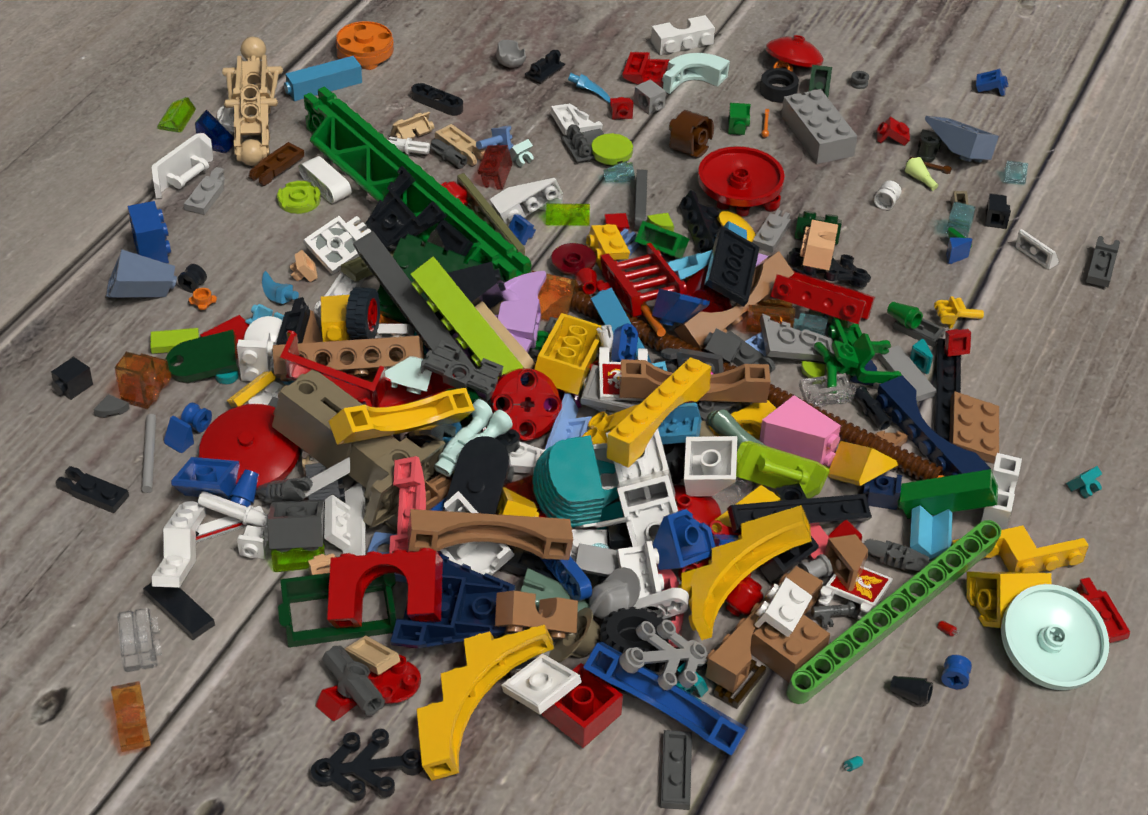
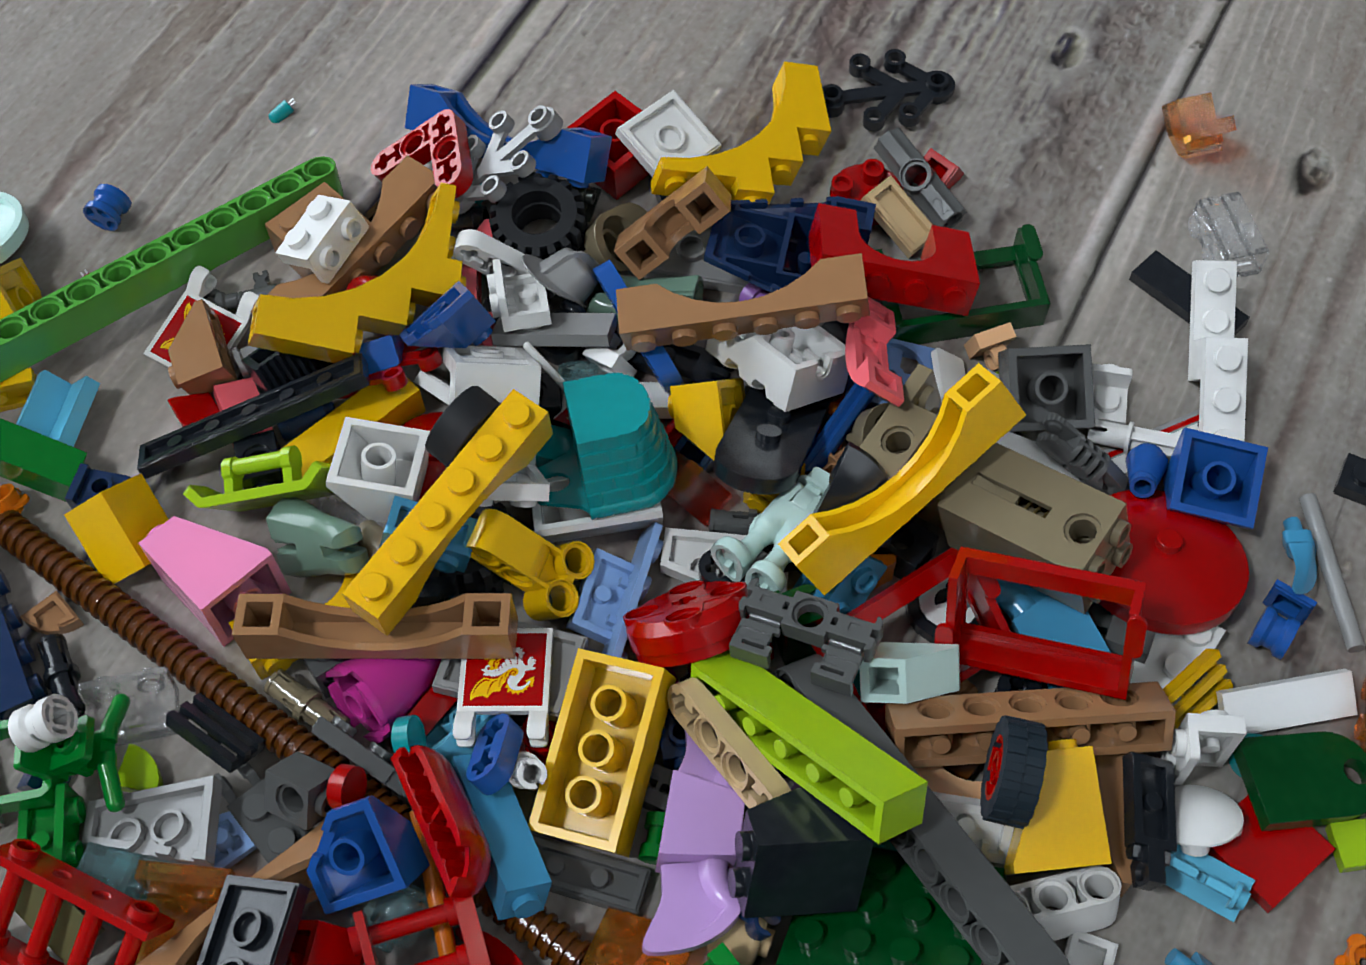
camera: 175 degrees left, 15 degrees up
(165, 455) = (1301, 548): none -> dark azure bar
(201, 389) = (1291, 701): none -> white tile
(646, 321) = (445, 819): none -> red brick
(658, 447) = (460, 423): none -> black tyre
(672, 361) = (407, 732): none -> teal tile
(676, 770) = (505, 87): dark grey tile -> none
(699, 339) = (346, 785): none -> red tile
(710, 687) = (433, 141): none -> red beam
(795, 382) = (220, 728): none -> black tile
(858, 344) = (43, 723): none -> white wheel
(897, 555) = (127, 382): dark grey hinge -> none
(912, 688) = (174, 188): black cone -> none

